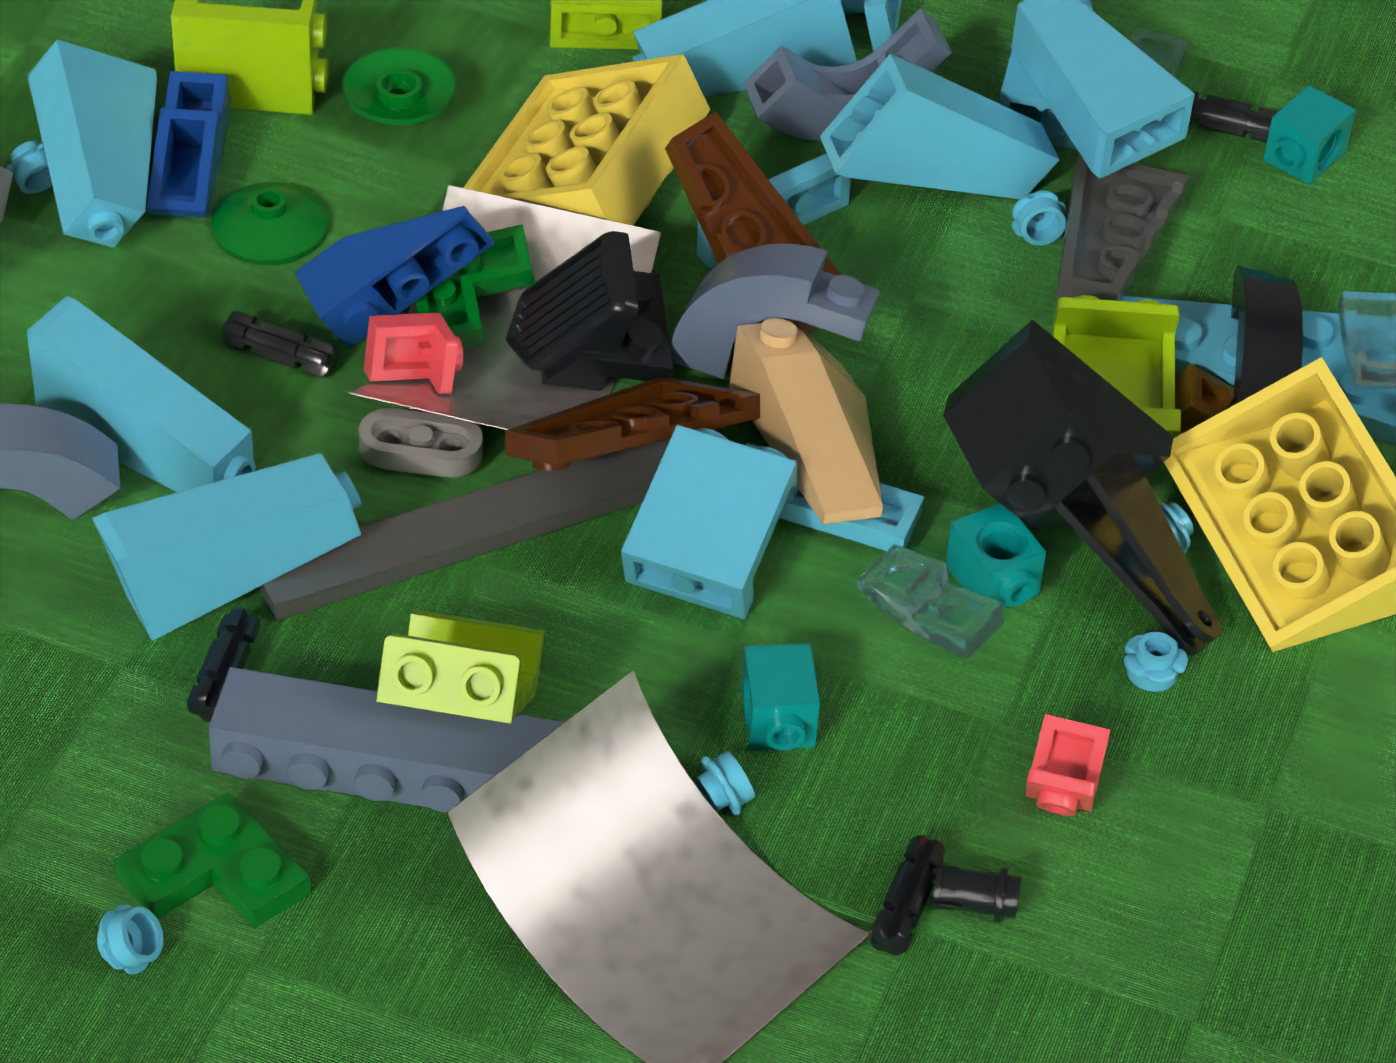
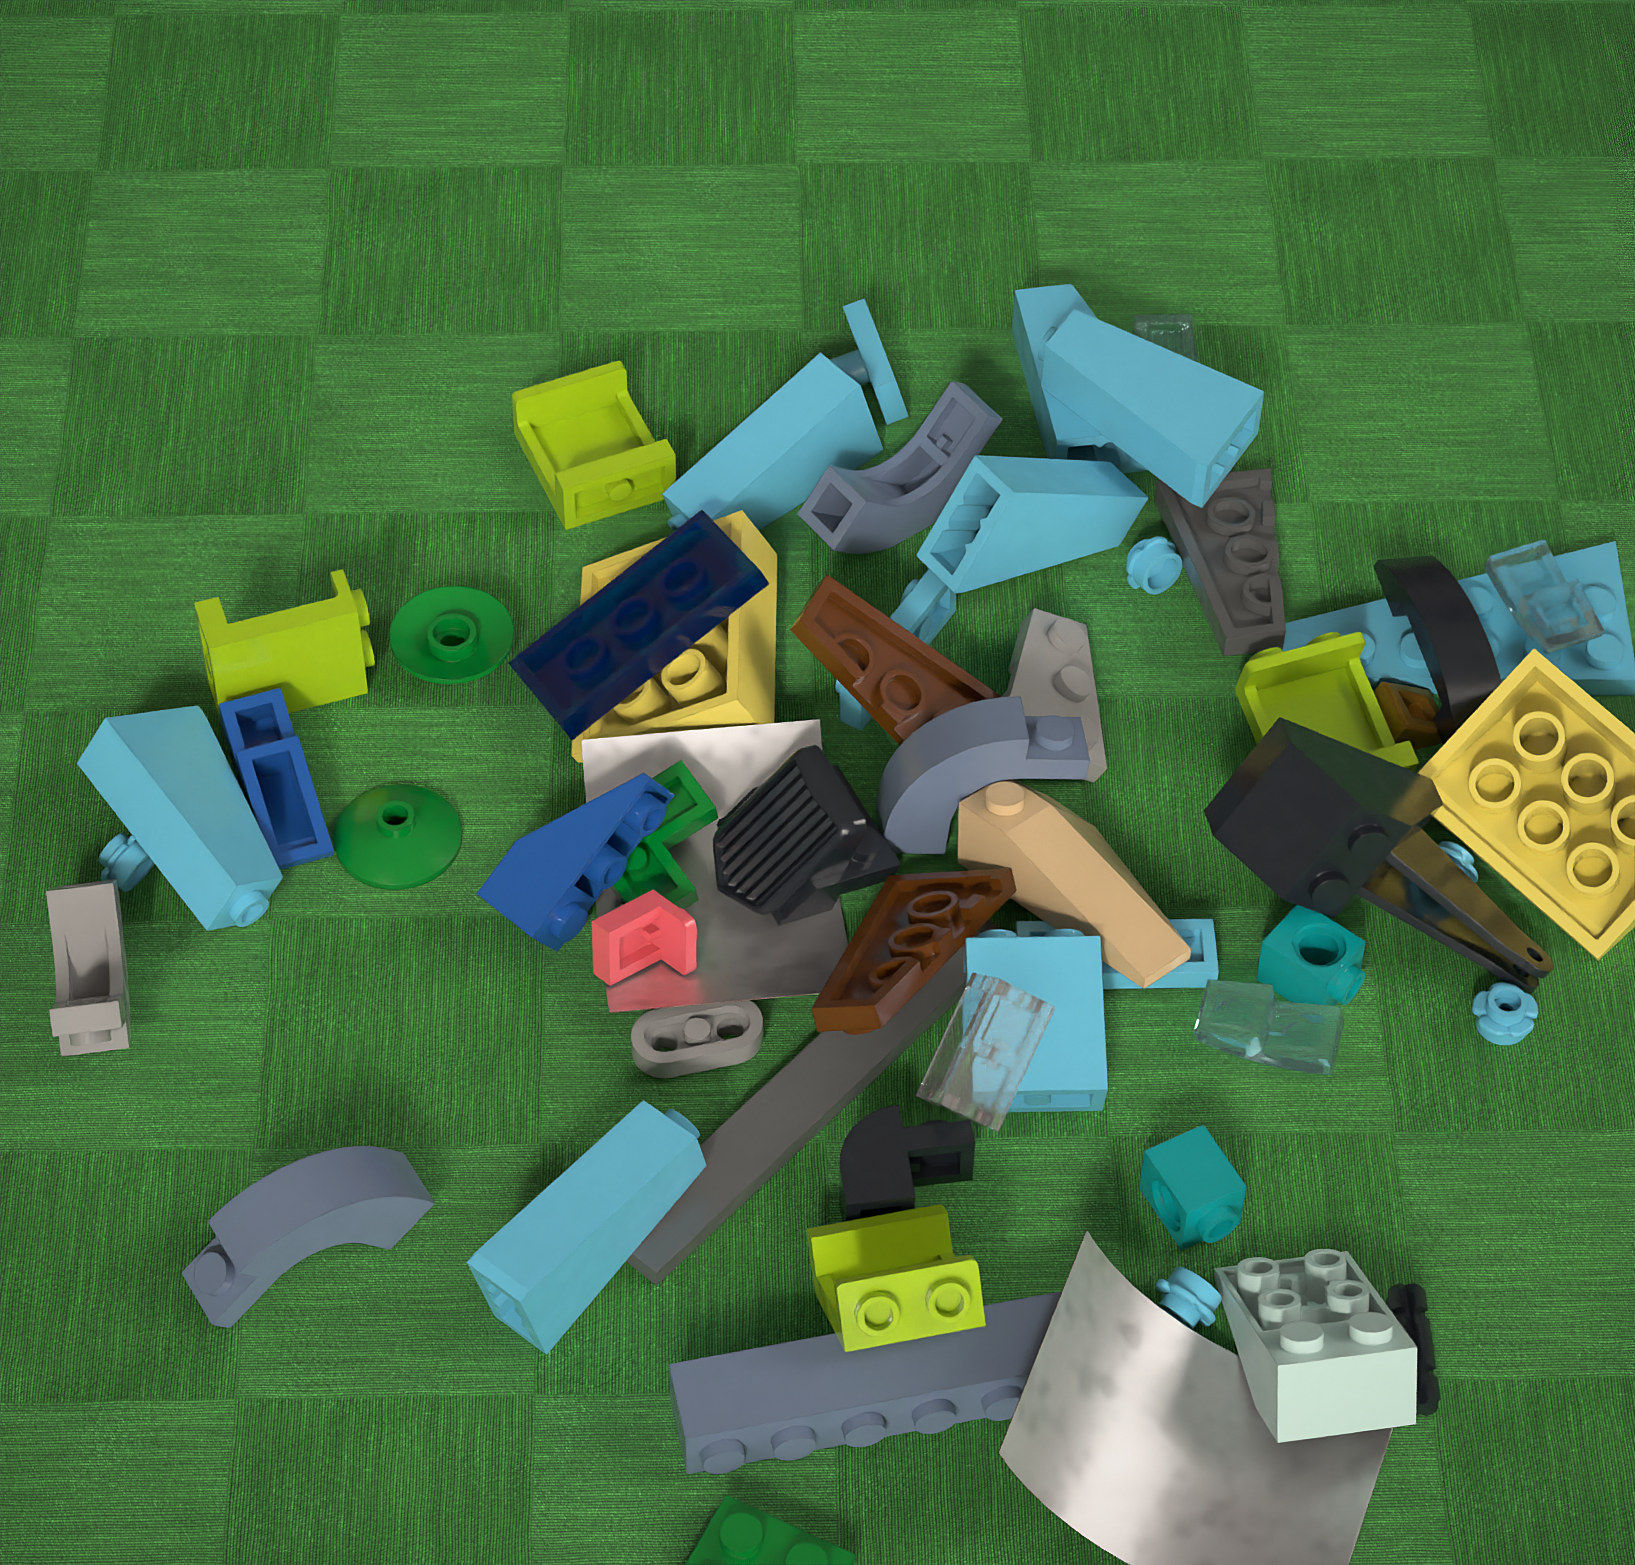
camera: 20 degrees left, 5 degrees up
(135, 400) = (441, 1116): medium azure slope -> none
(230, 650) = (640, 1356): black axle -> none
(279, 344) = (491, 974): black axle -> none
(521, 585) = (886, 1162): none -> black brick
(551, 116) = (638, 624): none -> clear blue tile
(644, 518) = (985, 1051): none -> clear hinge
(814, 857) = (1318, 1346): none -> light aqua slope
(904, 266) = (1056, 677): none -> light grey wing
(977, 891) = (1475, 1321): black pin -> none
(1067, 765) = (1489, 1158): coral bracket -> none
(1231, 117) = (1279, 385): black axle -> none
(1309, 134) = (1358, 383): teal brick -> none

